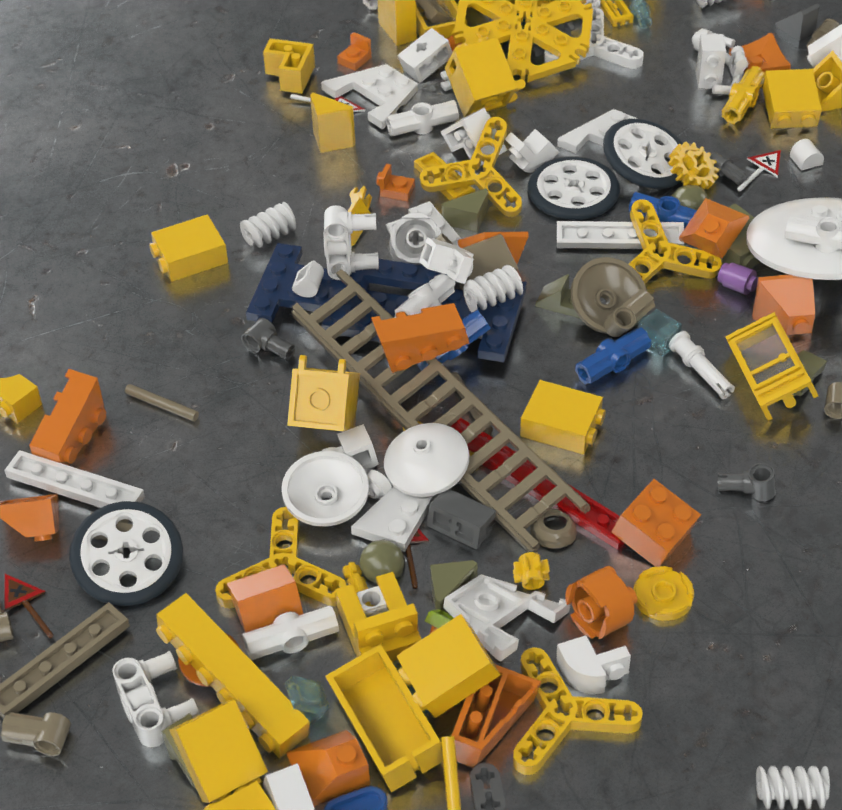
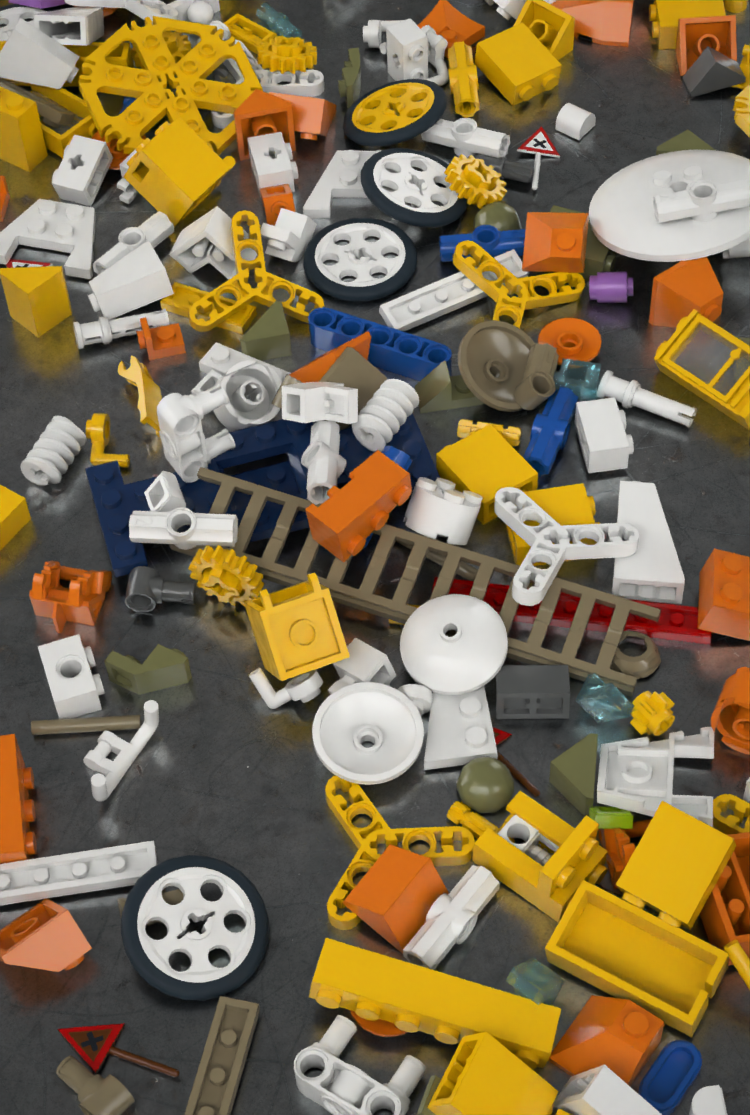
camera: 30 degrees left, 5 degrees up
(170, 432) = (126, 753): none -> white piece
(171, 368) = (77, 694): none -> white brick
(210, 316) = (75, 604): none -> orange piece
(224, 389) = (159, 671): none -> olive slope
(300, 302) = (163, 527): none -> white piece
(308, 226) = (99, 432): none -> yellow plate
(311, 443) = (300, 687): none -> white plate
(312, 343) = (226, 575): none -> yellow gear
(364, 164) = (106, 330): none -> white pin
(400, 140) = (130, 283): none -> white slope
(486, 370) = (442, 510): none -> white brick
(502, 545) = (603, 700): none -> clear light blue bracket
(539, 249) = (389, 347): none -> blue beam
(541, 424) = (549, 531): none -> white piece
(545, 125) = (274, 199): none -> orange bracket
(545, 358) = (484, 465): none -> yellow brick
(559, 100) = (271, 161): none -> white brick
(567, 71) = (263, 115): none -> orange slope
(571, 338) = (511, 435): none -> yellow axle
(607, 76) = (310, 115): none -> orange slope
(614, 461) = (654, 569): none -> white slope
(627, 31) = (287, 54): none -> yellow gear
(646, 373) = (603, 435): none -> white brick
(662, 64) = (351, 77): none -> olive slope
(673, 98) = (406, 106): none -> wedge
(677, 301) = (572, 339): none -> orange dish
(712, 134) = (468, 138): none -> white piece

